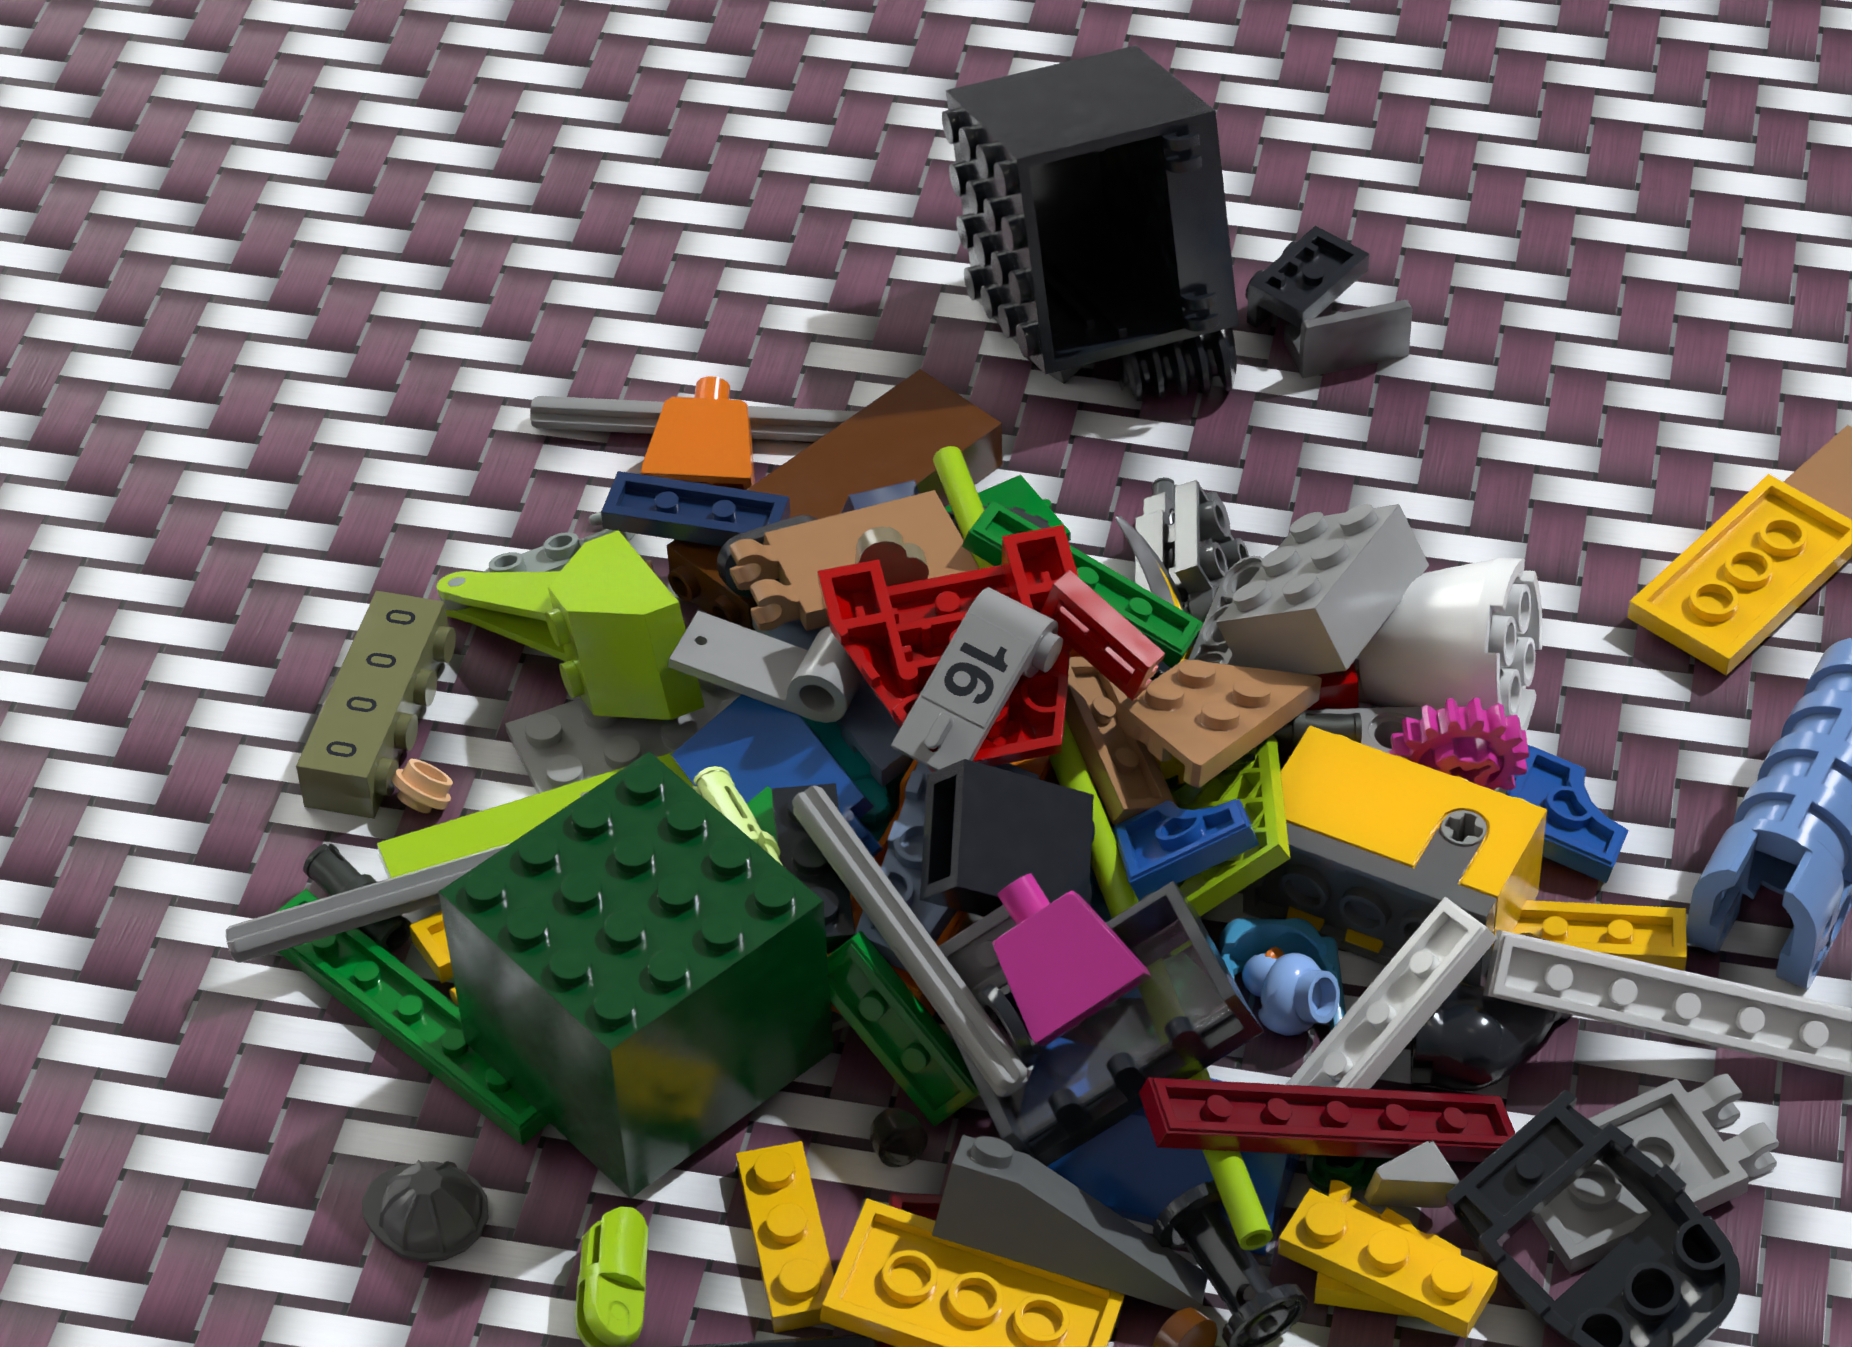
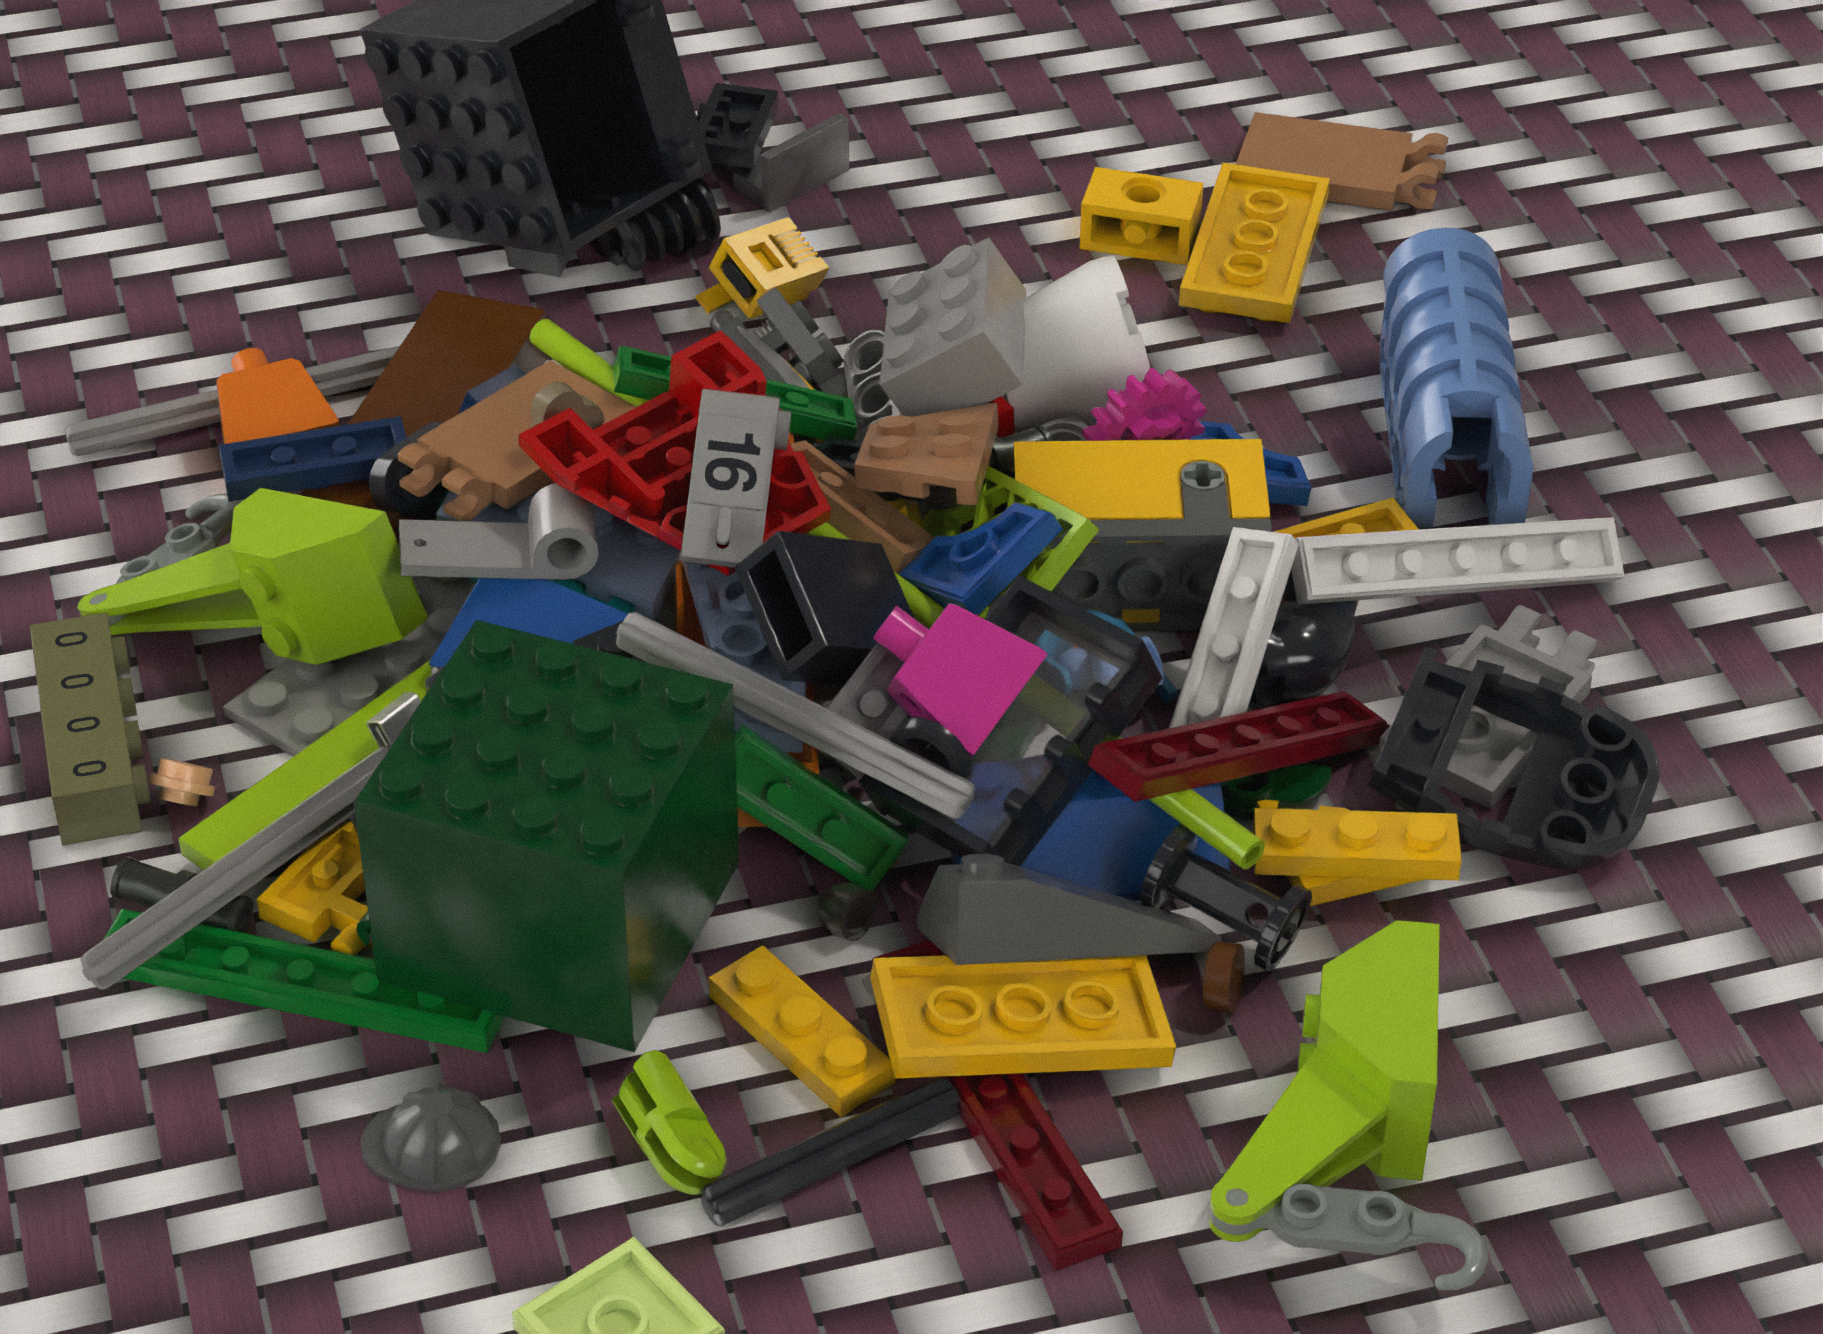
camera: 30 degrees left, 5 degrees down
(1102, 635) = (824, 395): red tile -> none
(1239, 445) = (758, 262): none -> yellow piece
(1413, 1179) = (1334, 772): light grey slope -> none
(1645, 504) = (1141, 215): none -> yellow brick

